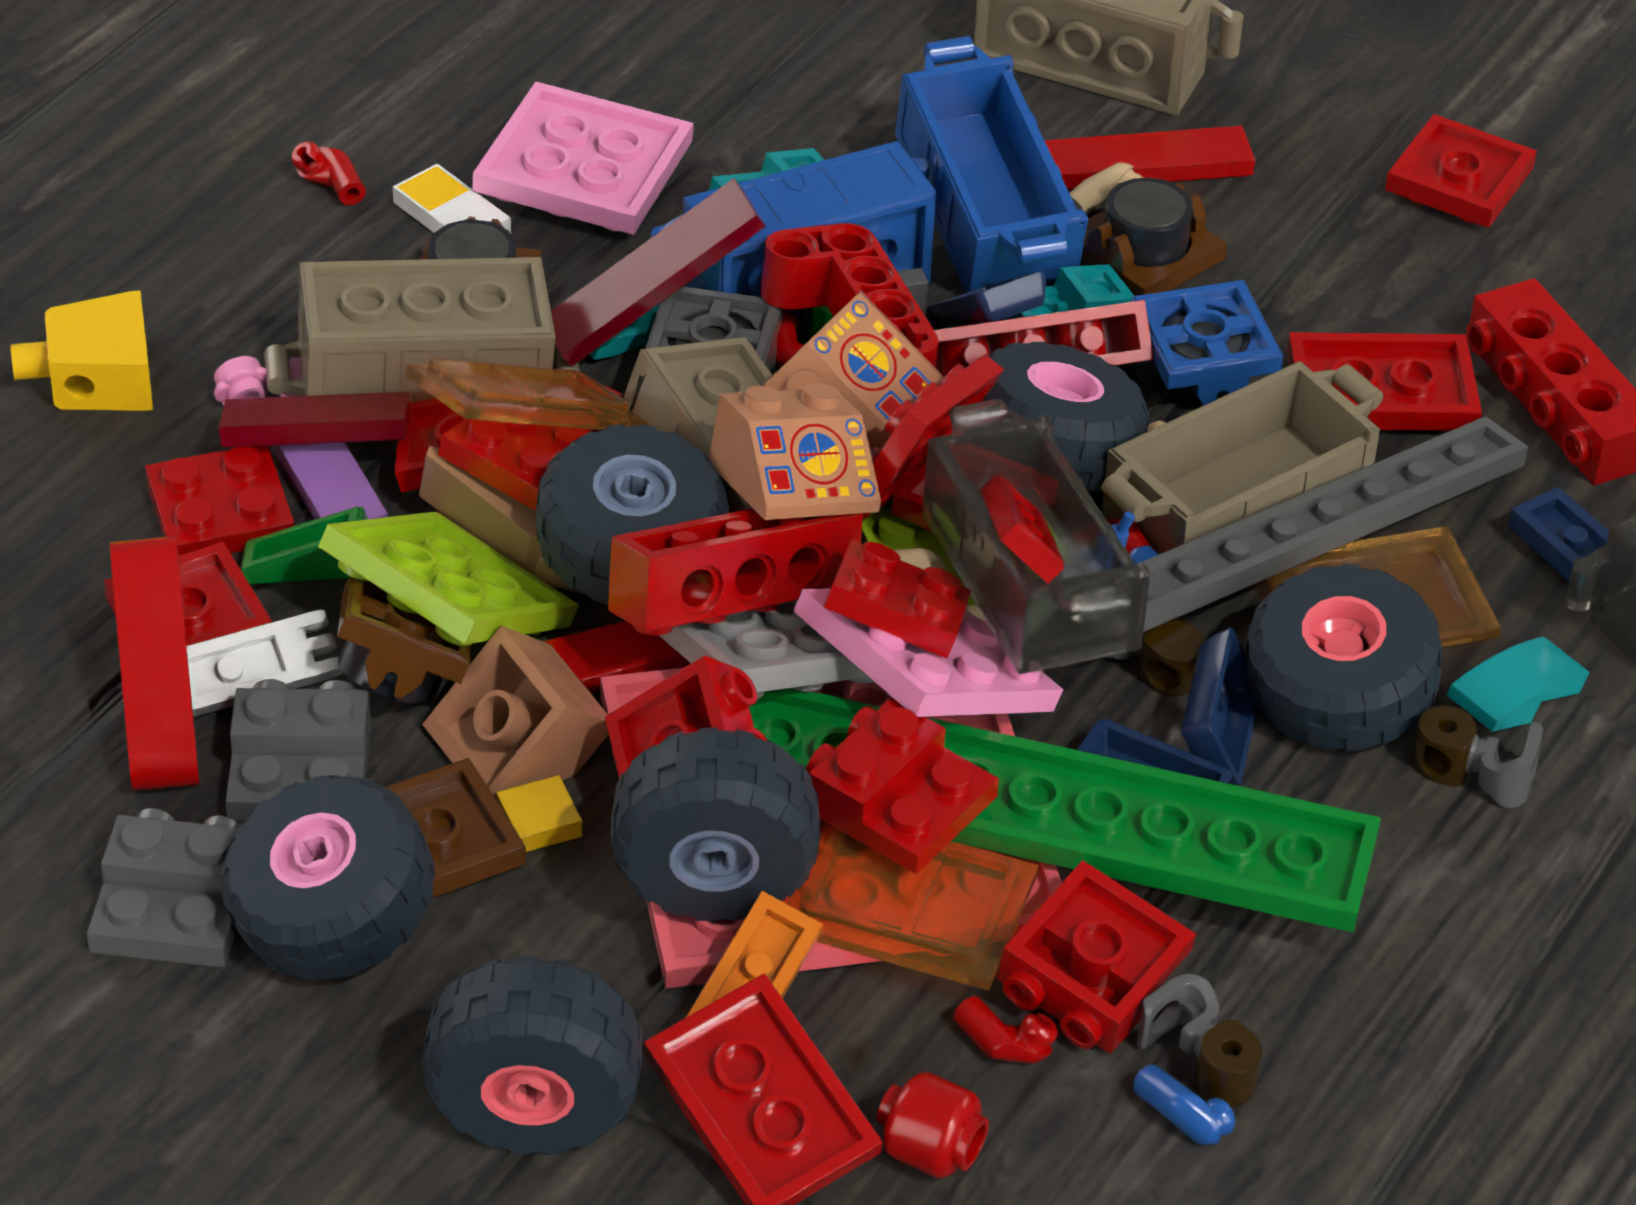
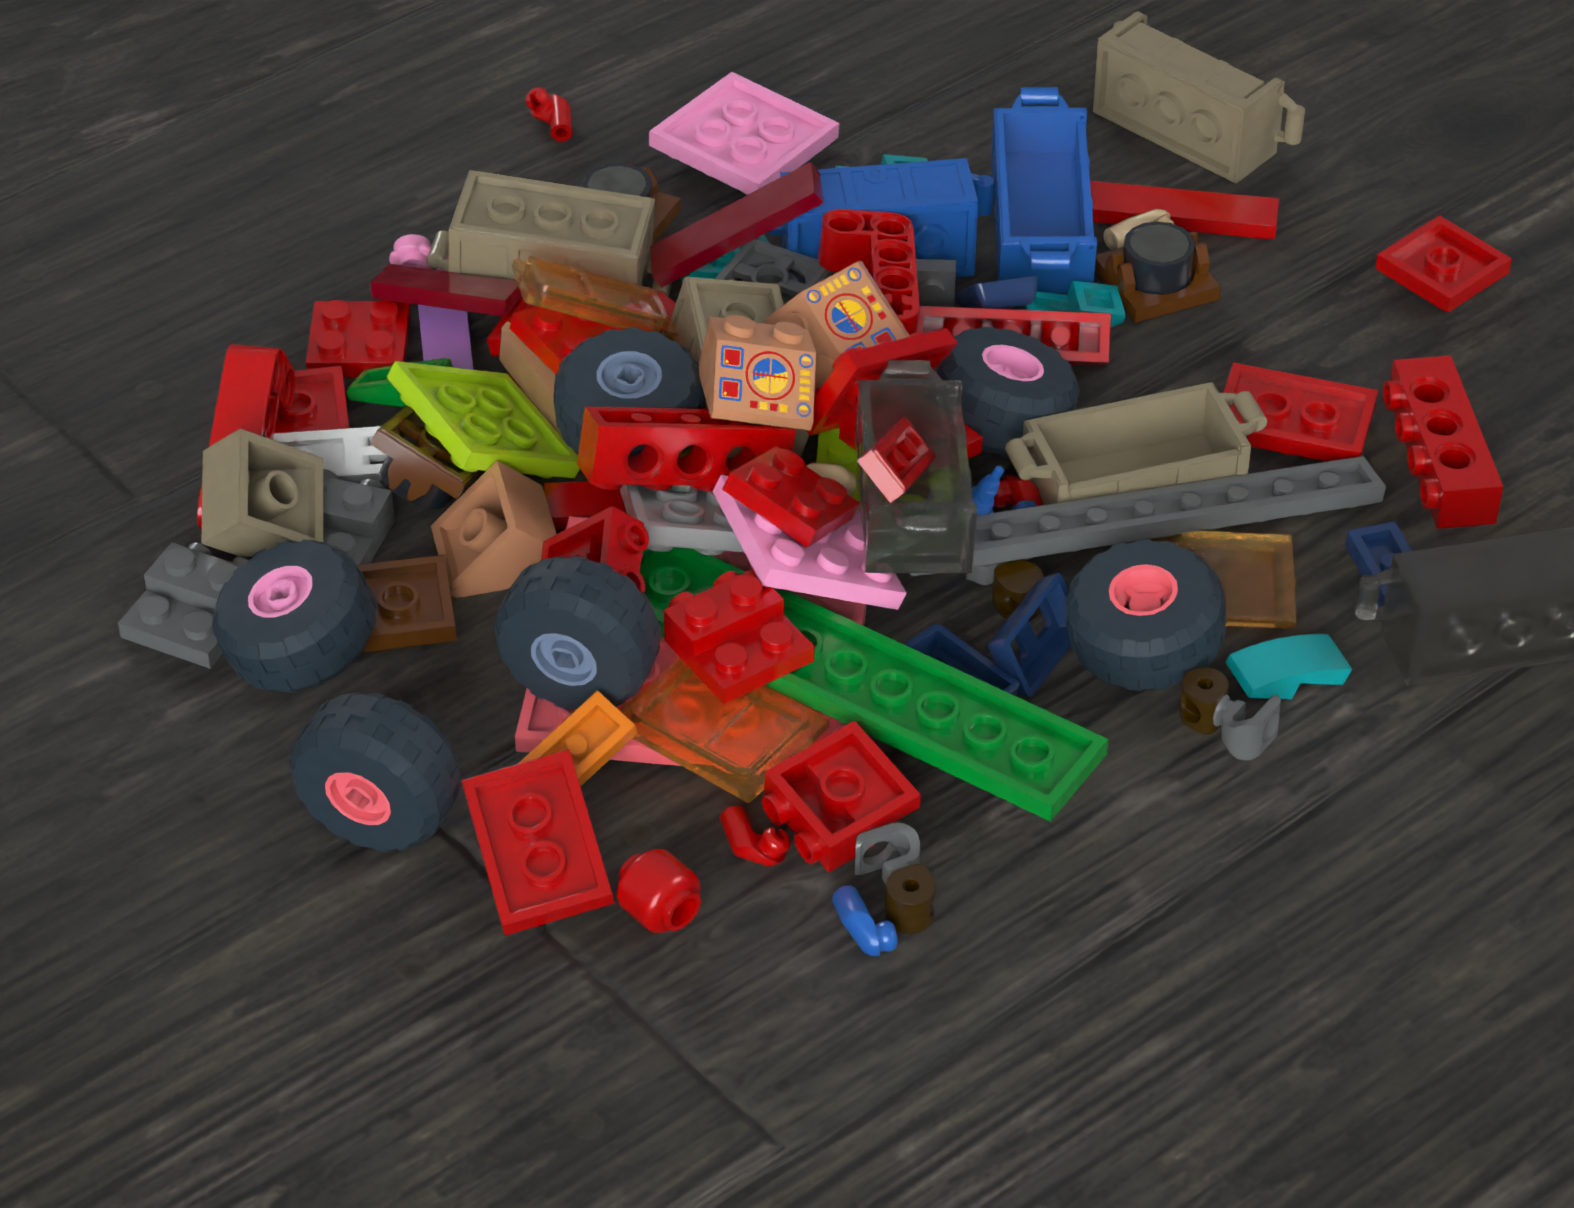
camera: 20 degrees right, 0 degrees up
(91, 355) = (314, 215): yellow torso -> none
(219, 732) = (259, 494): none -> dark tan slope
(441, 198) = (627, 144): white tile -> none
(541, 812) = (479, 605): yellow tile -> none
(1206, 340) = (1157, 352): blue piece -> none

